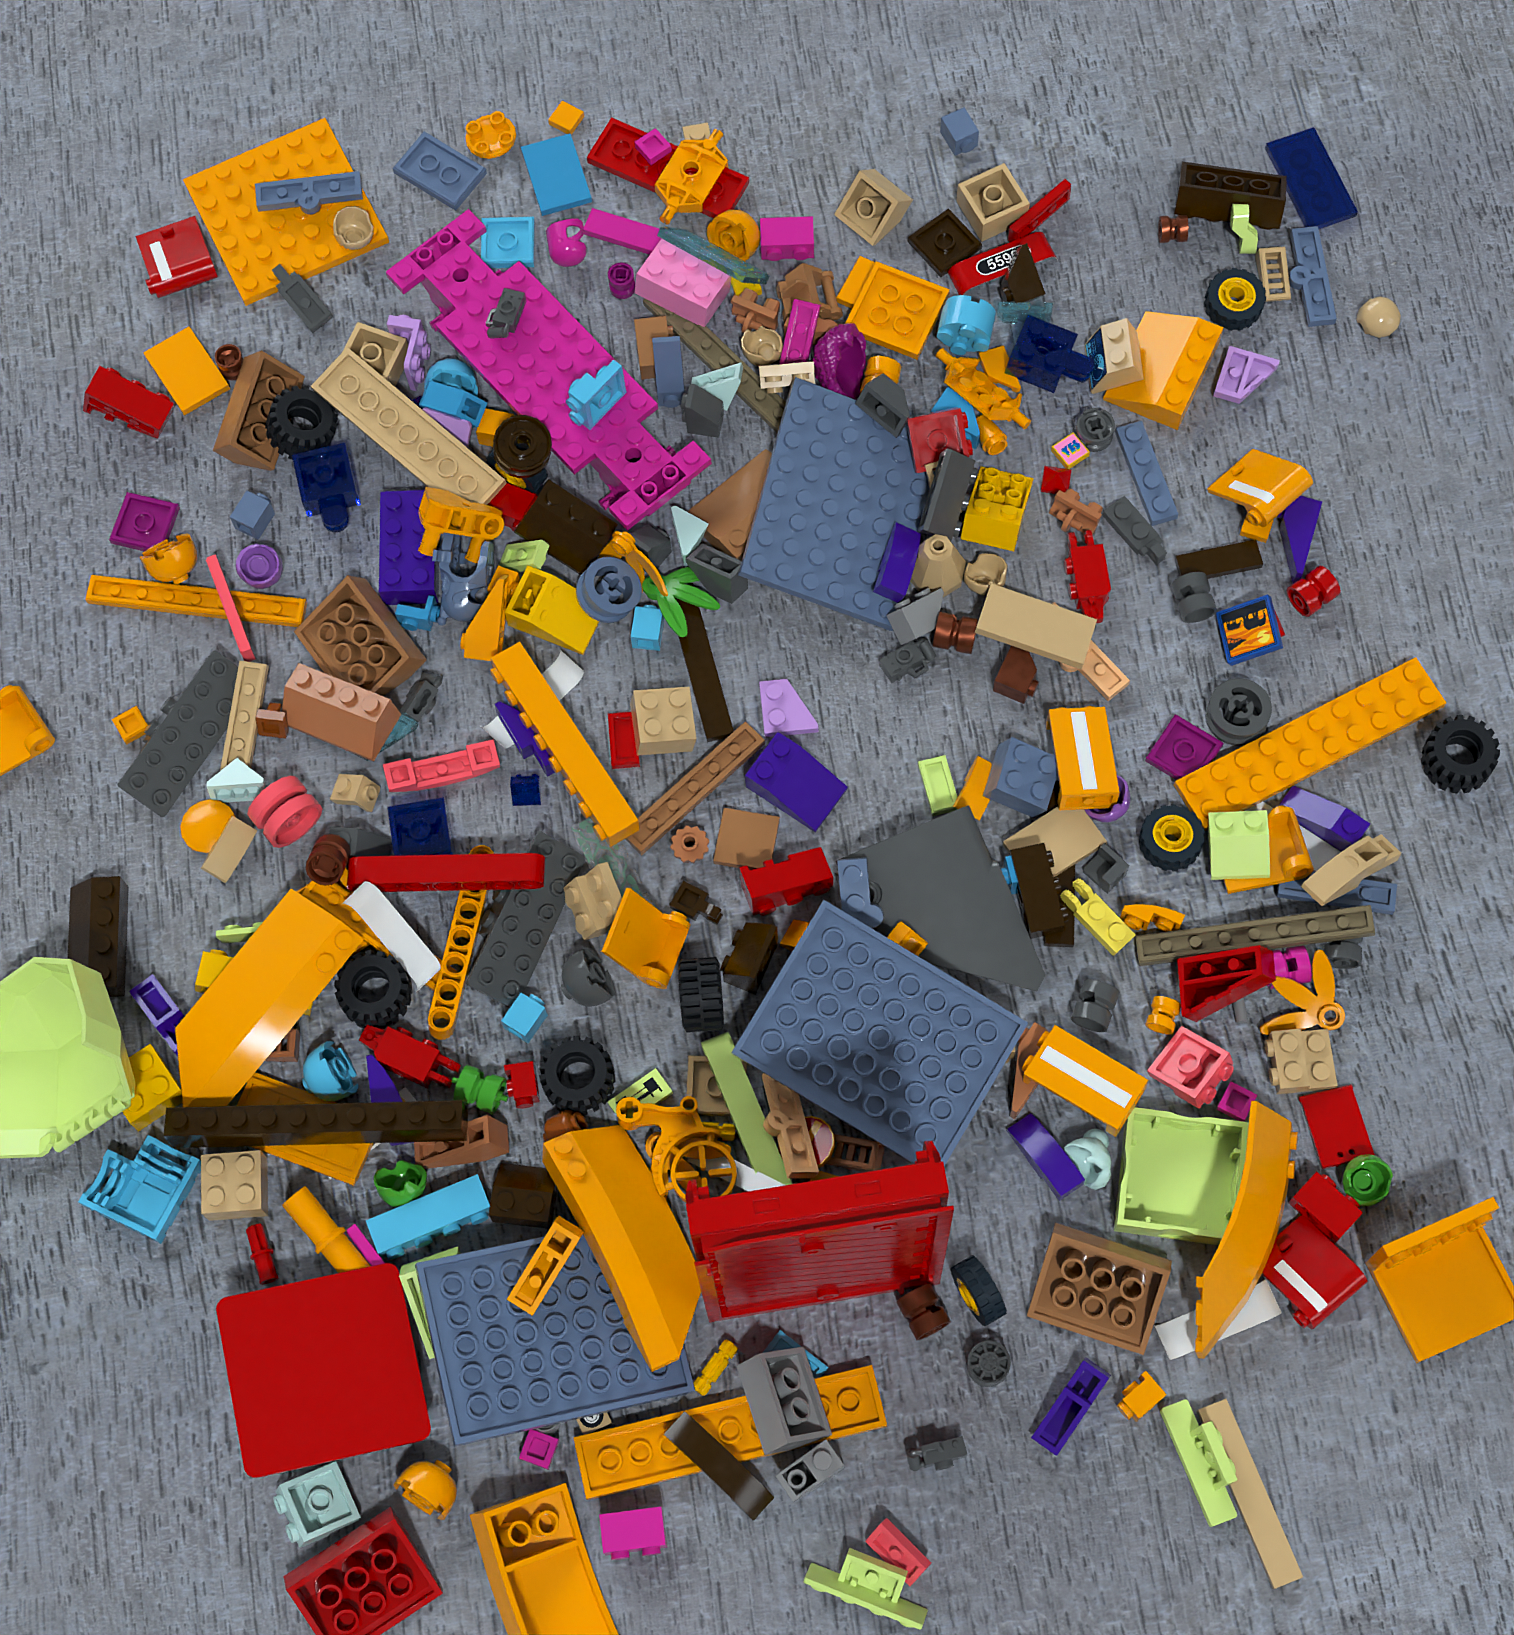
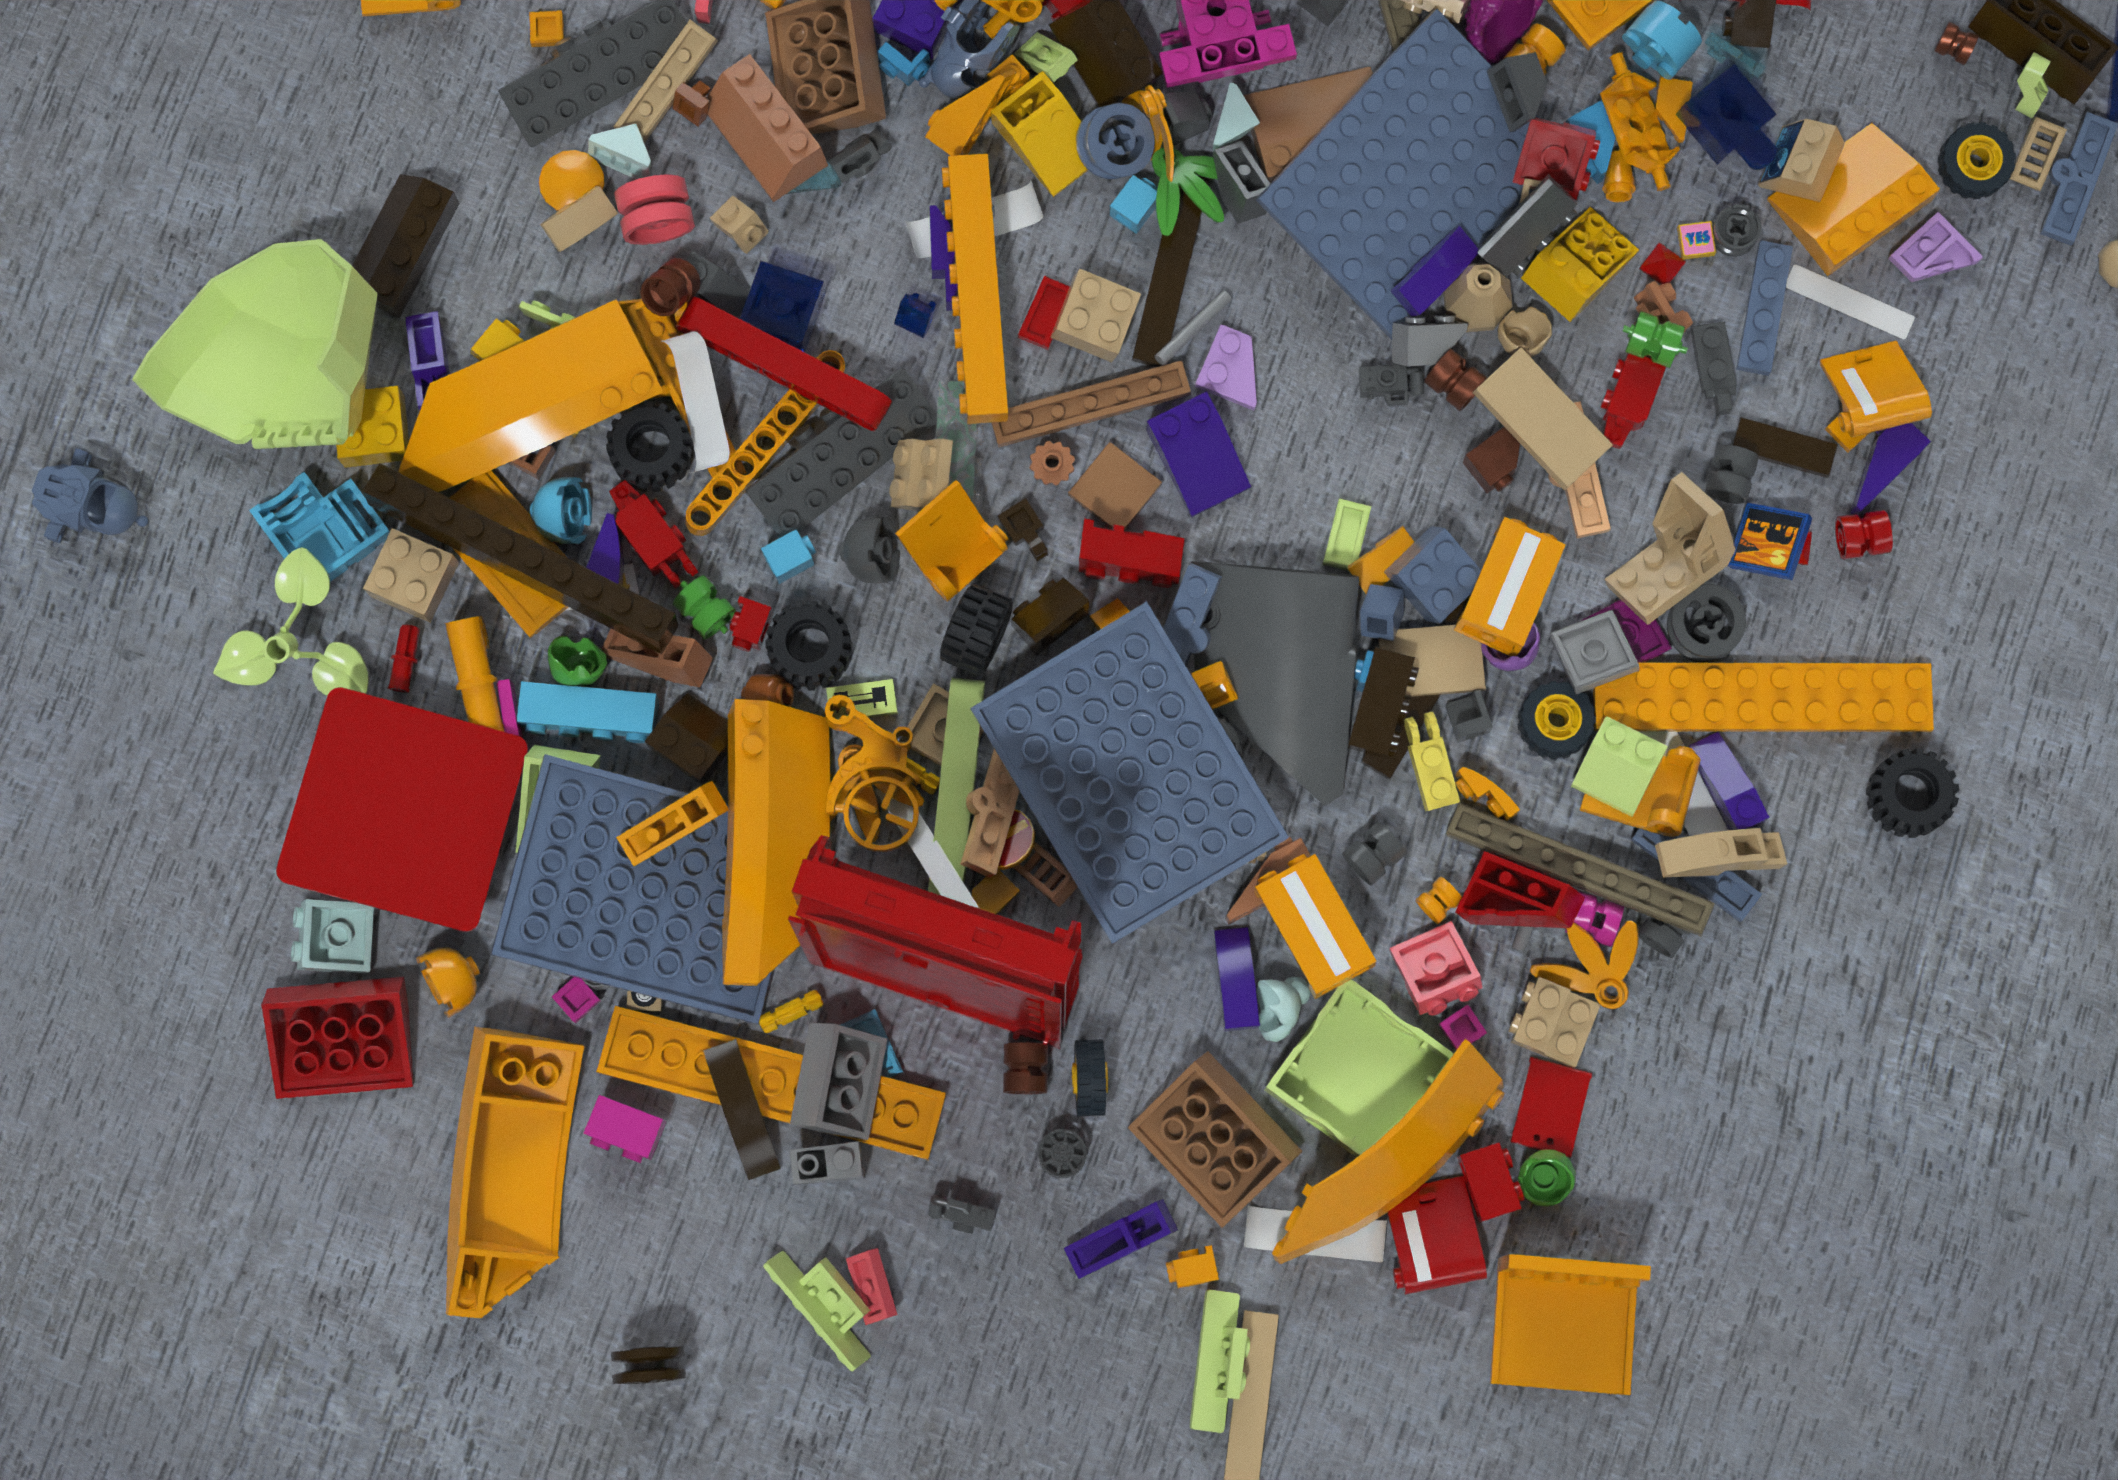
camera: 25 degrees right, 10 degrees up
(134, 1318) = (252, 660): none -> yellowish green plant
(442, 769) = (840, 246): coral slope -> none
(740, 694) = (1193, 327): none -> light grey bar
(998, 825) = (1382, 612): none -> sand blue brick
(1086, 528) = (1655, 339): none -> bright green wheel
(1170, 773) = (1594, 651): none -> light grey tile
(1195, 663) = (1688, 551): none -> tan bracket
(1204, 439) = (1849, 301): none -> white sticker

